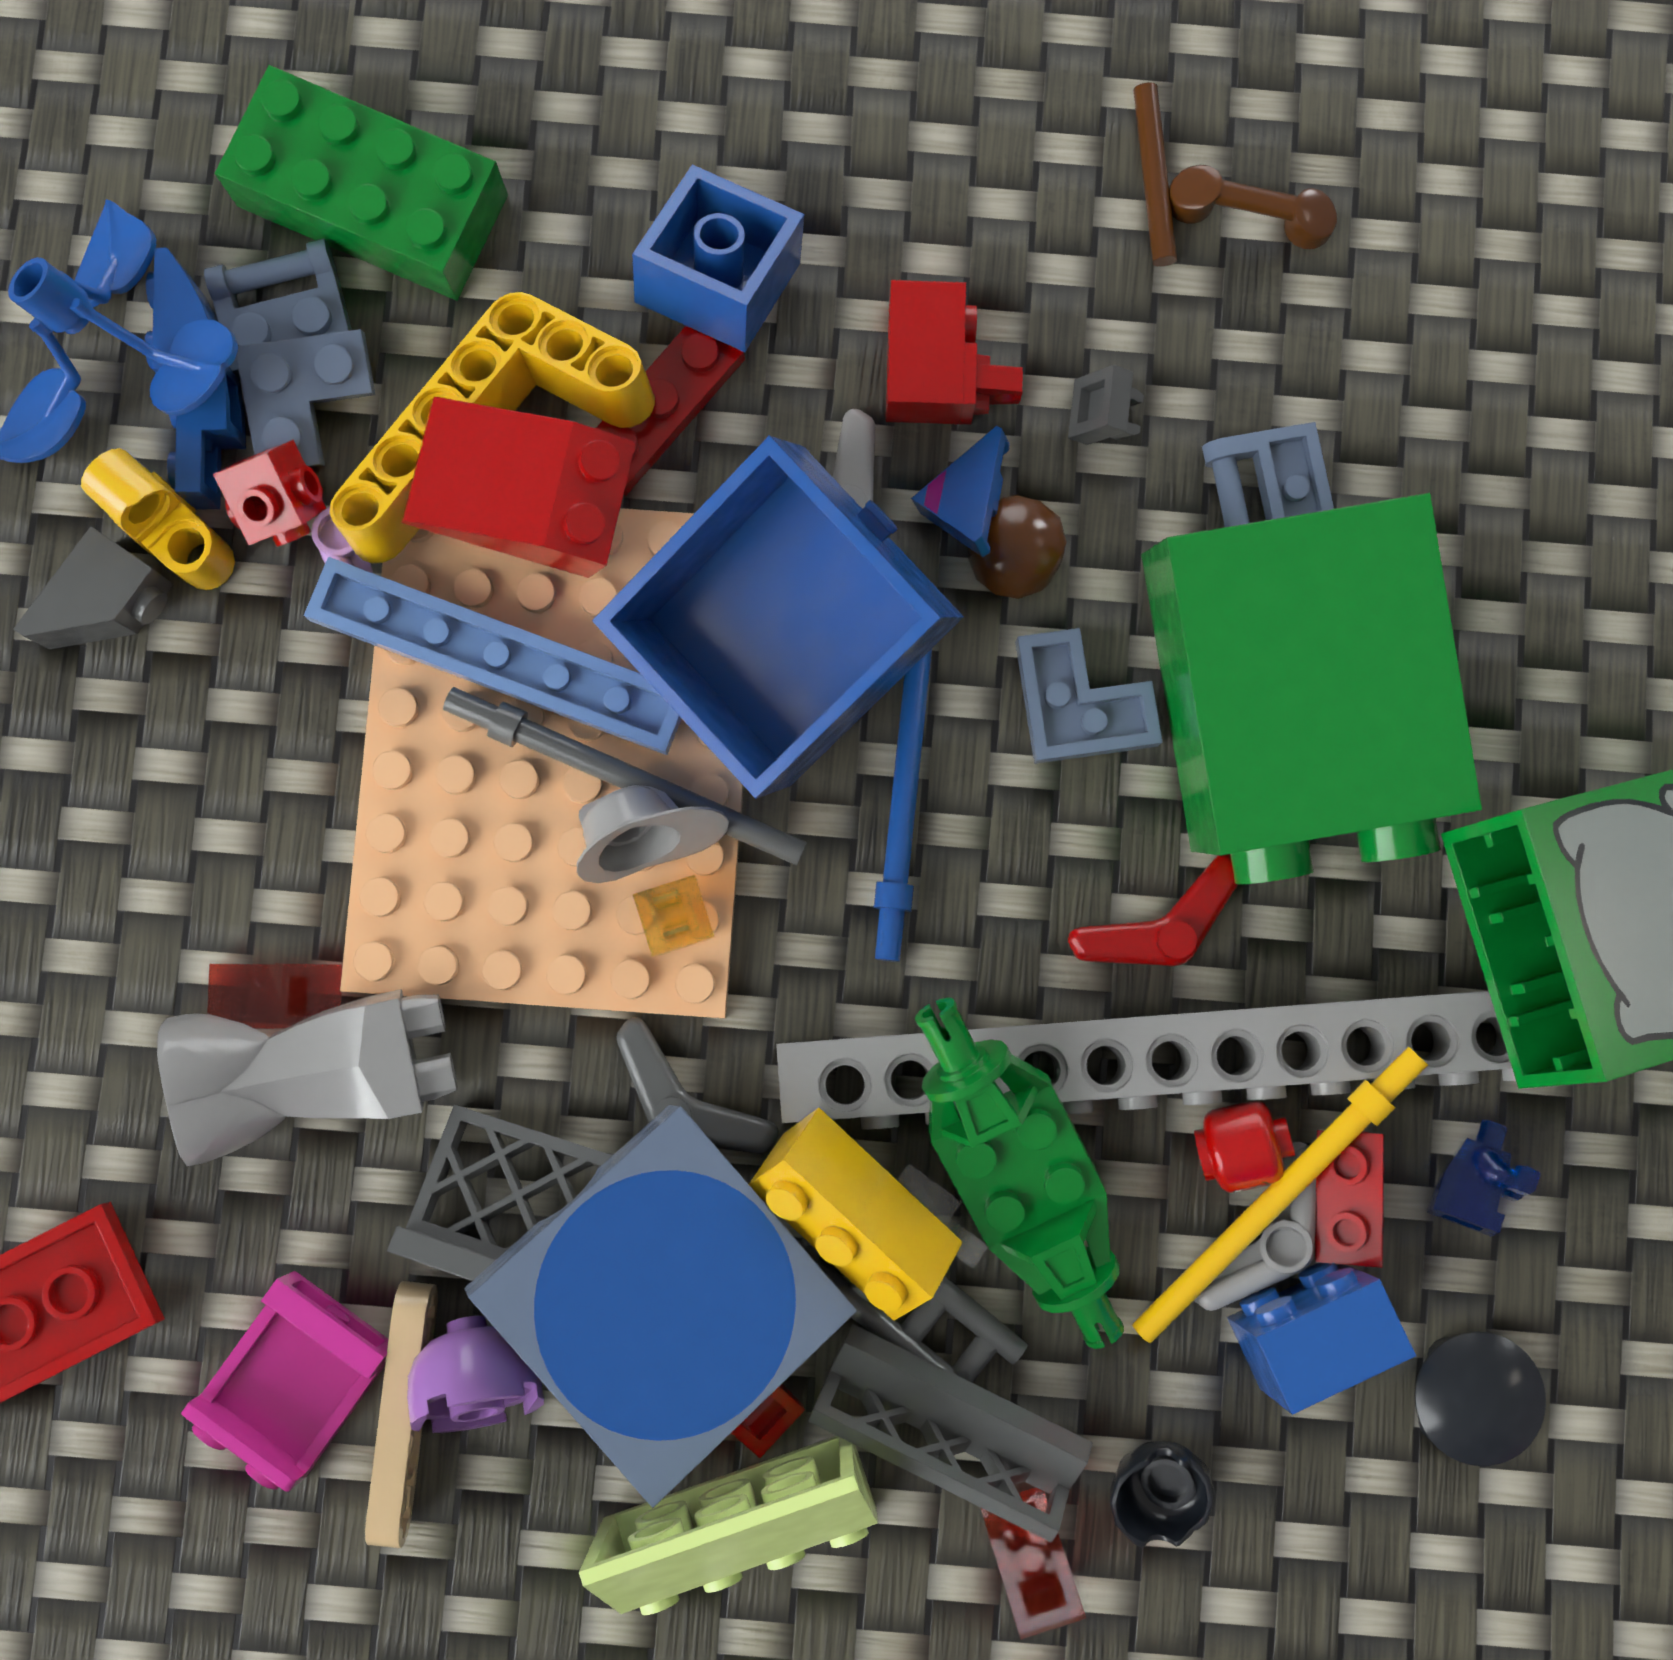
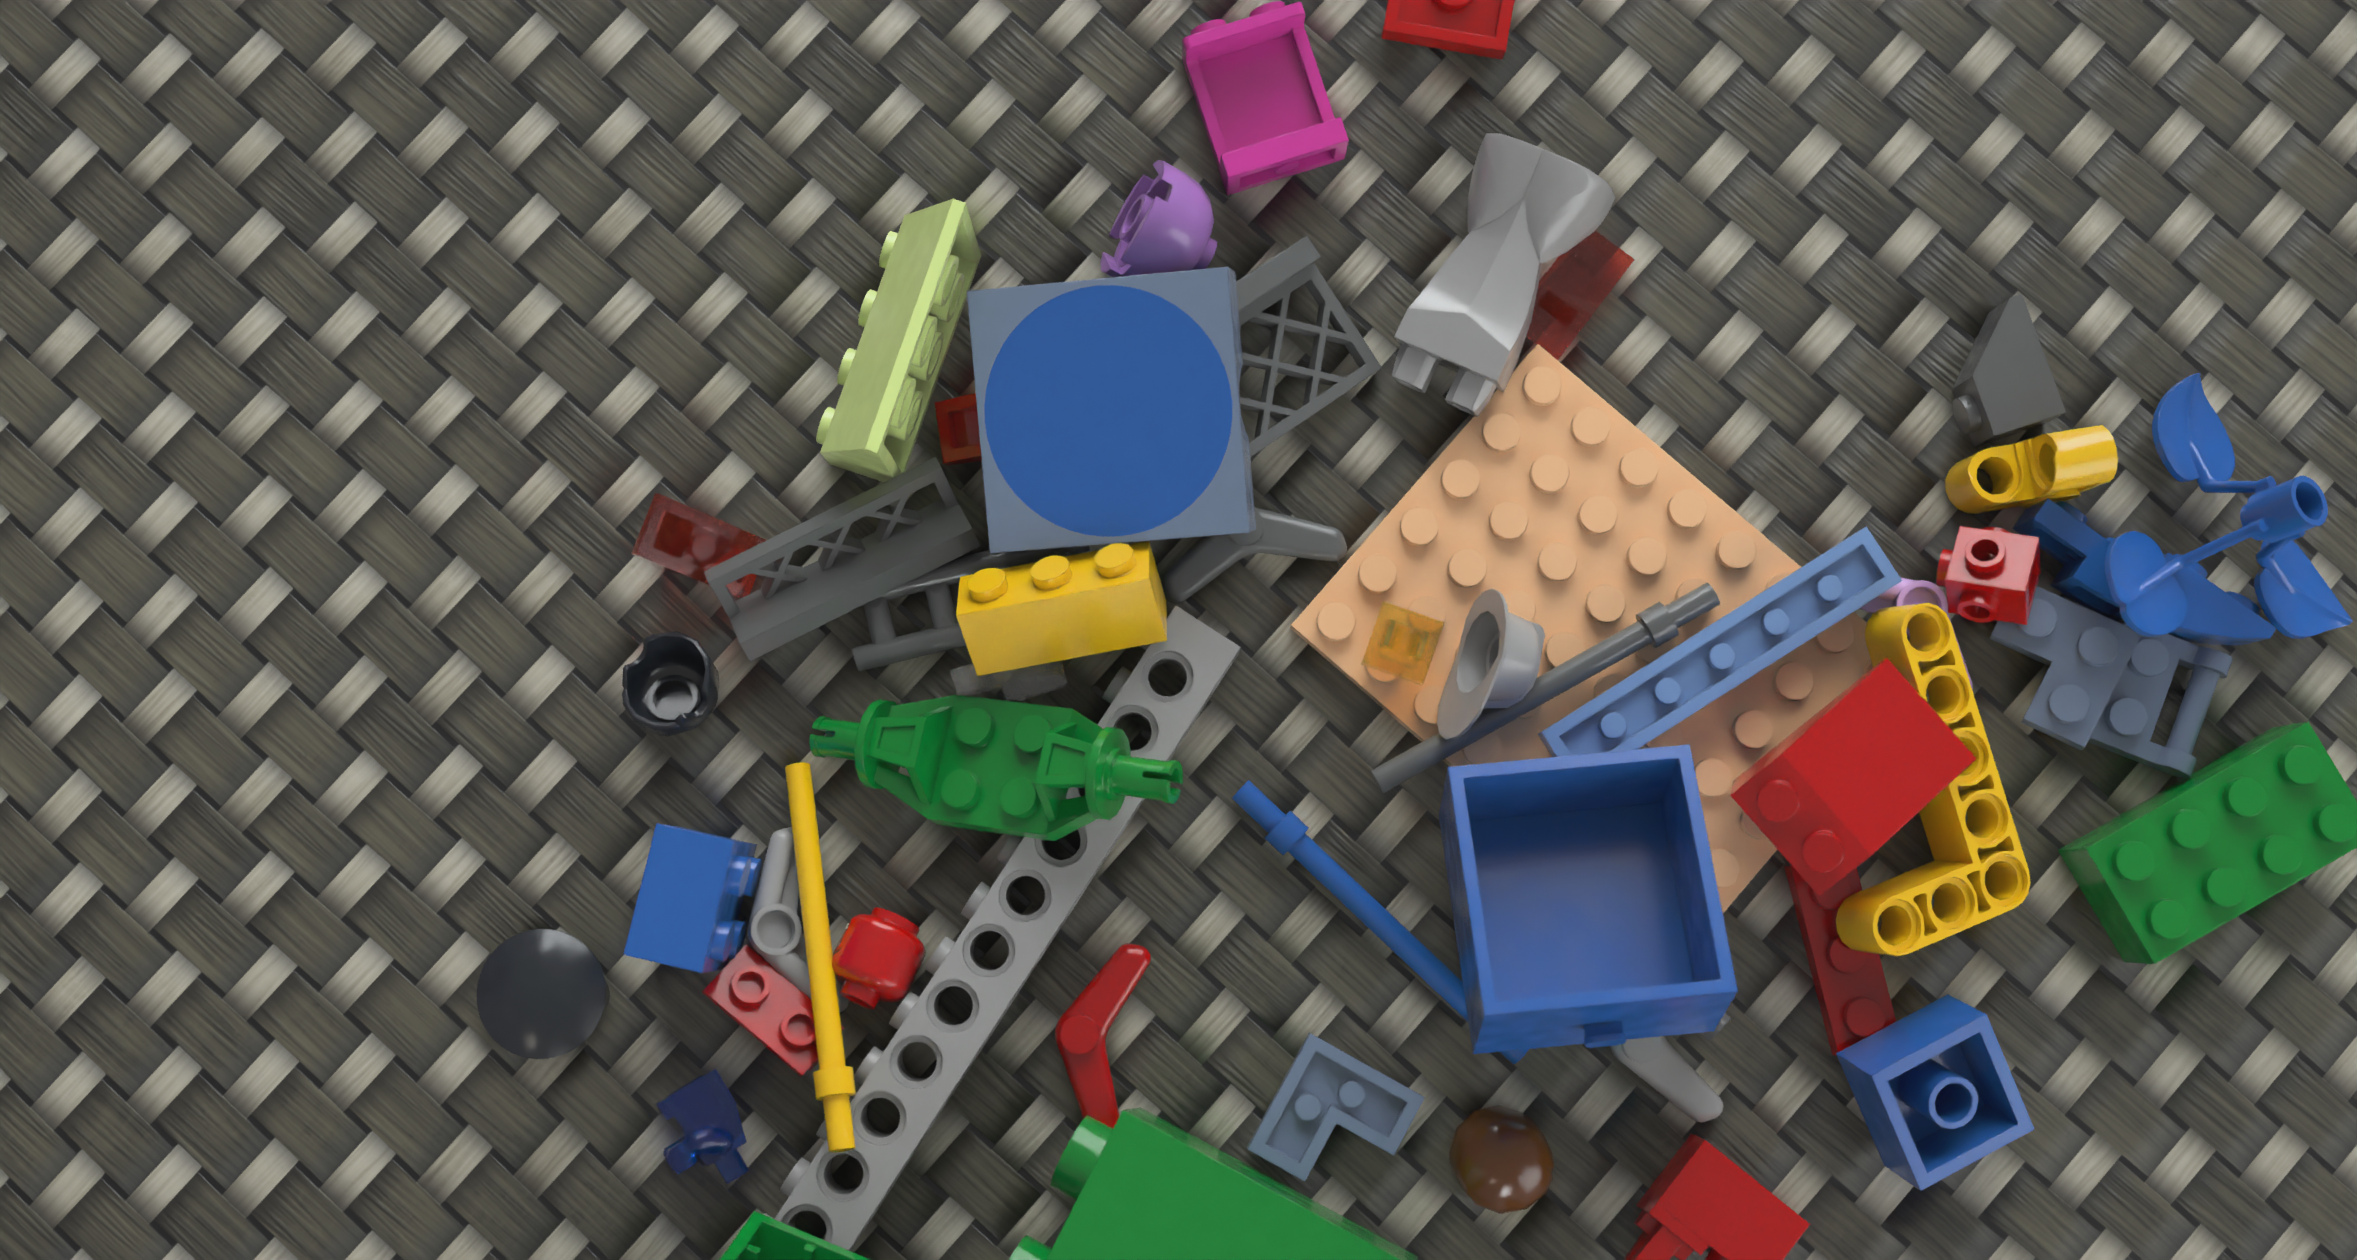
camera: 130 degrees right, 0 degrees up
(396, 1443) = (1154, 140): tan beam -> none
(967, 492) = (1578, 1152): blue tile -> none

